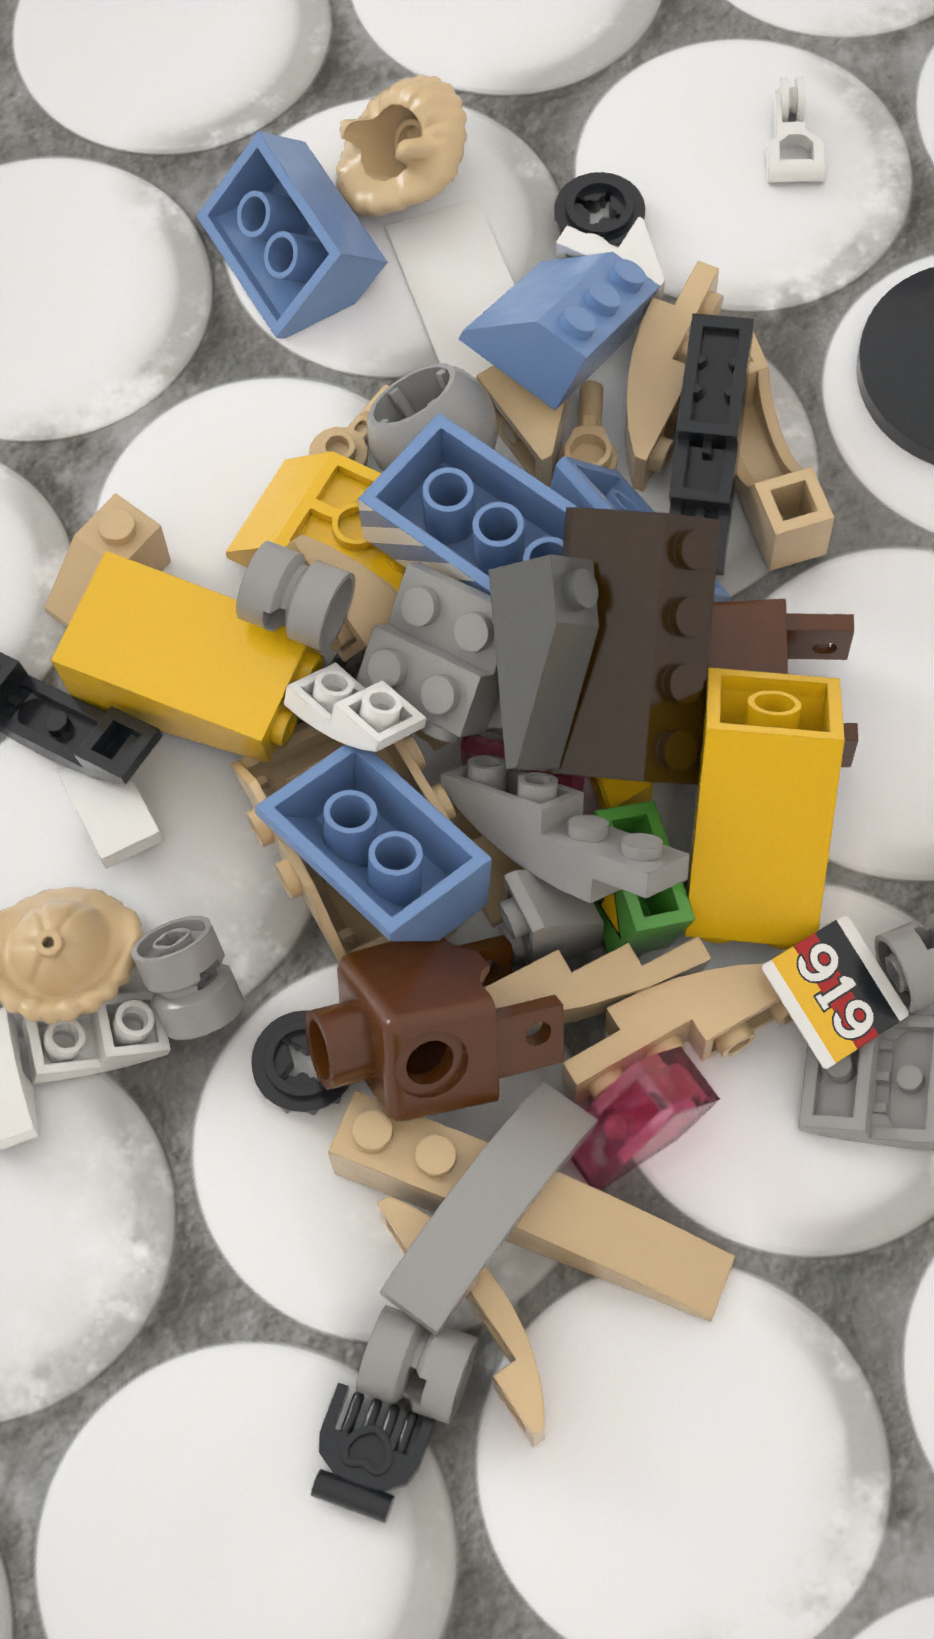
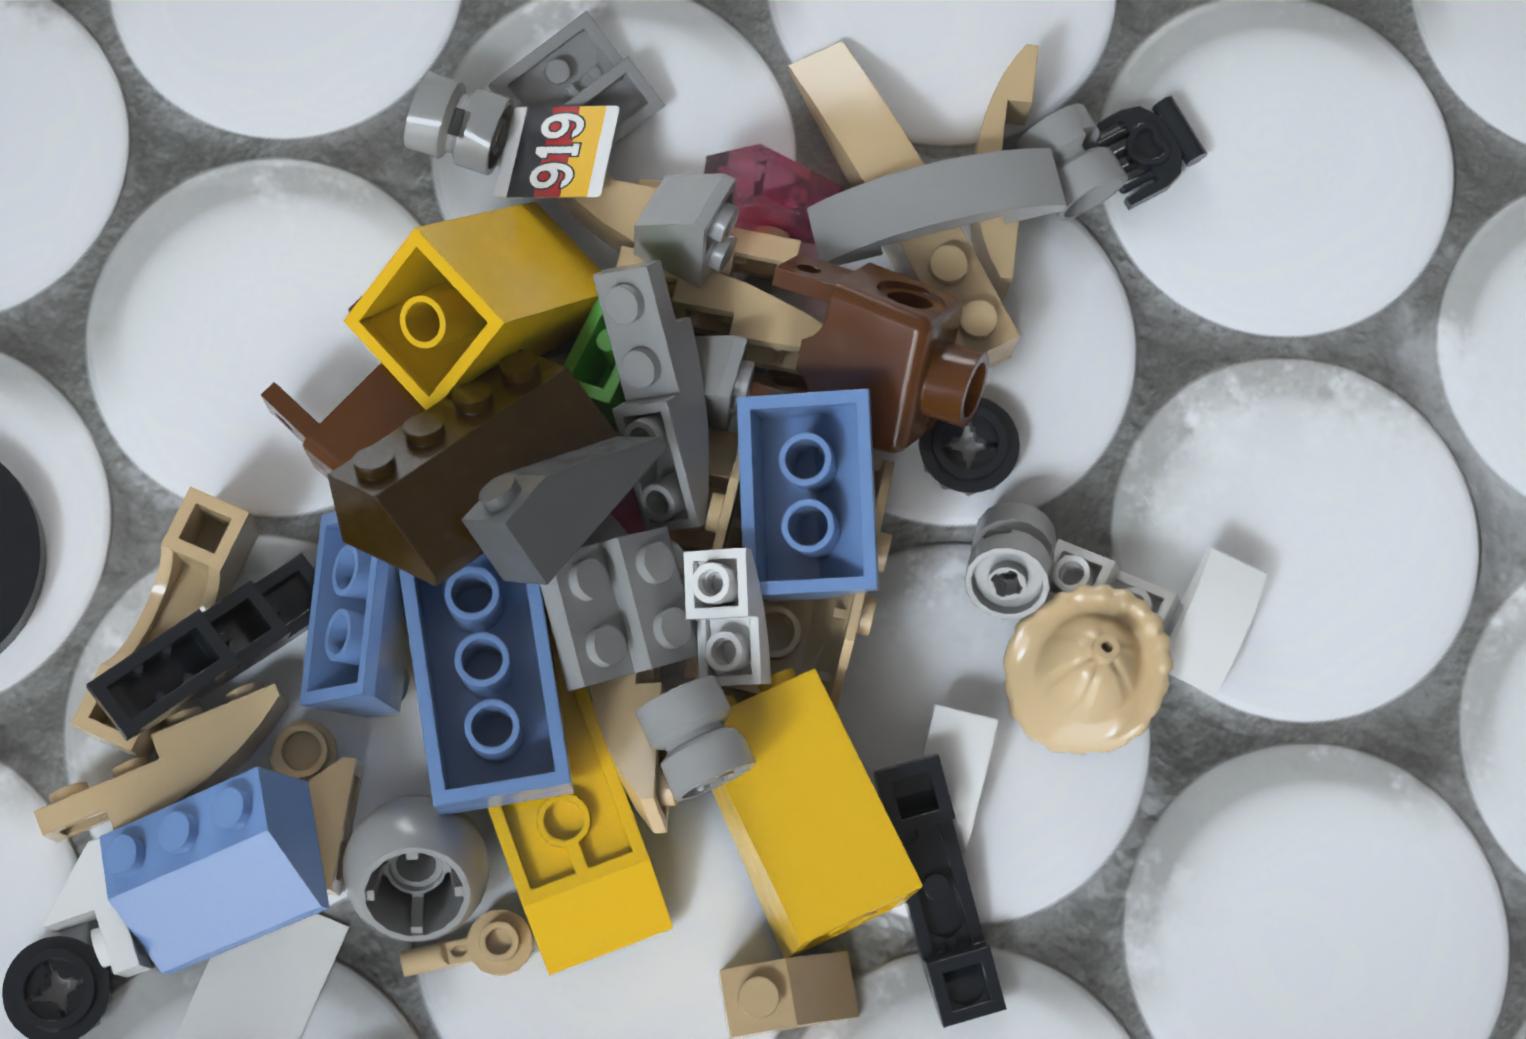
camera: 150 degrees left, 10 degrees up
(663, 983) = (689, 225): none -> light grey slope

